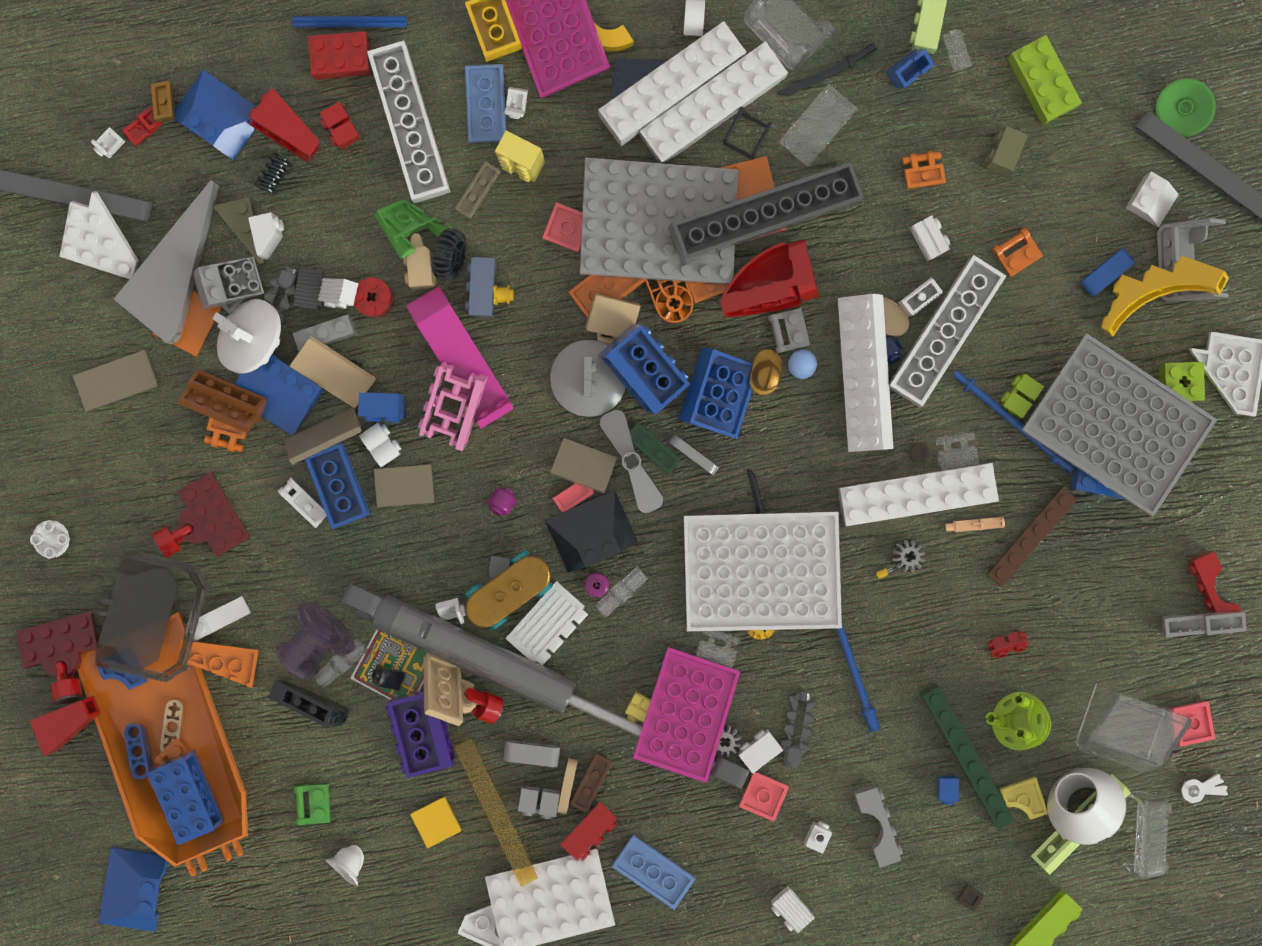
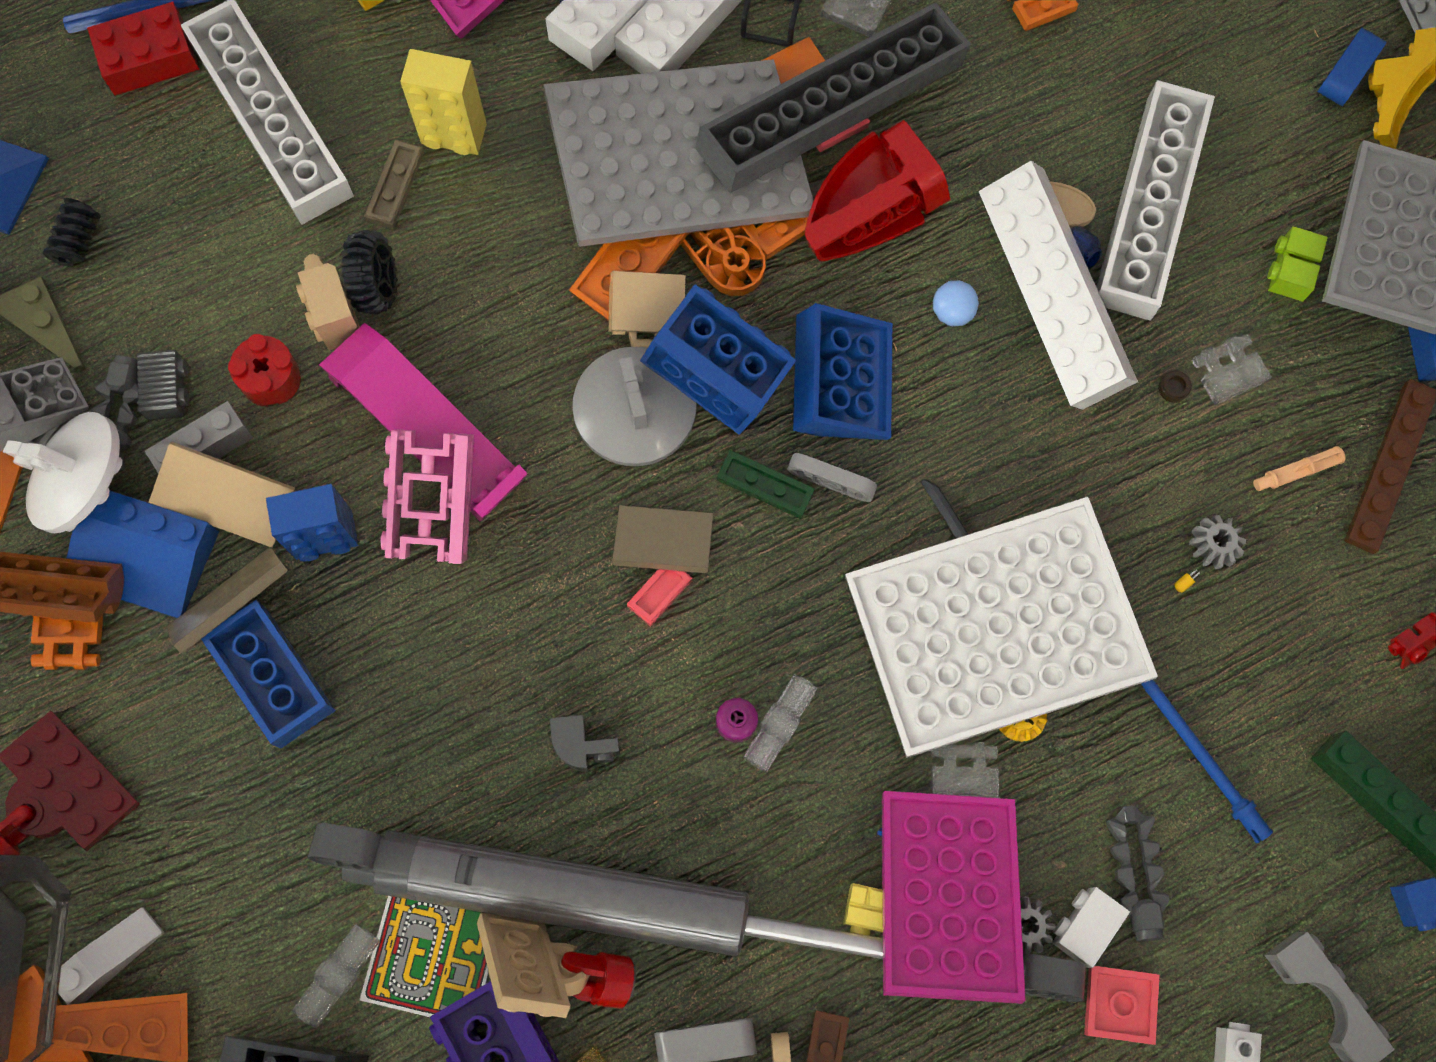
camera: 15 degrees left, 15 degrees down
(266, 233) = (74, 315): white slope -> none
(283, 126) = (75, 162): red slope -> none
(303, 502) = (218, 720): white plate -> none
(318, 636) = (277, 947): clear purple piece -> none
(338, 292) = (205, 369): white brick -> none
(340, 126) = (165, 145): red piece -> none
(380, 444) = (325, 591): white brick -> none
(387, 677) = (423, 978): black bracket -> none
(403, 220) = (286, 246): bright green wing -> none
(404, 485) = (380, 649): dark tan tile -> none
(451, 609) = (505, 830): white bracket -> none
(481, 287) = (432, 315): sand blue brick -> none
(485, 103) = (375, 63): medium blue tile -> none
(501, 501) = (546, 629): magenta head -> none
(503, 294) = (468, 317): yellow brick -> none
(507, 591) = (592, 769): pearl gold piece -> none
(516, 102) = (422, 40): white bracket -> none
(545, 623) = (670, 809): white hinge -> none
(564, 227) = (540, 201): coral plate -> none
(591, 531) = (703, 639): black slope -> none
(617, 430) = (702, 471): light grey piece -> none
(766, 372) = (904, 330): pearl gold piece -> none
(795, 330) = (927, 257): light grey plate -> none
(918, 494) = (1197, 444): white brick -> none
(920, 297) = (1099, 161): white brick -> none
(930, 238) = (1082, 83): white brick -> none
(969, 385) = (1382, 337): blue bar -> none
(1022, 257) = (1222, 79): orange plate -> none

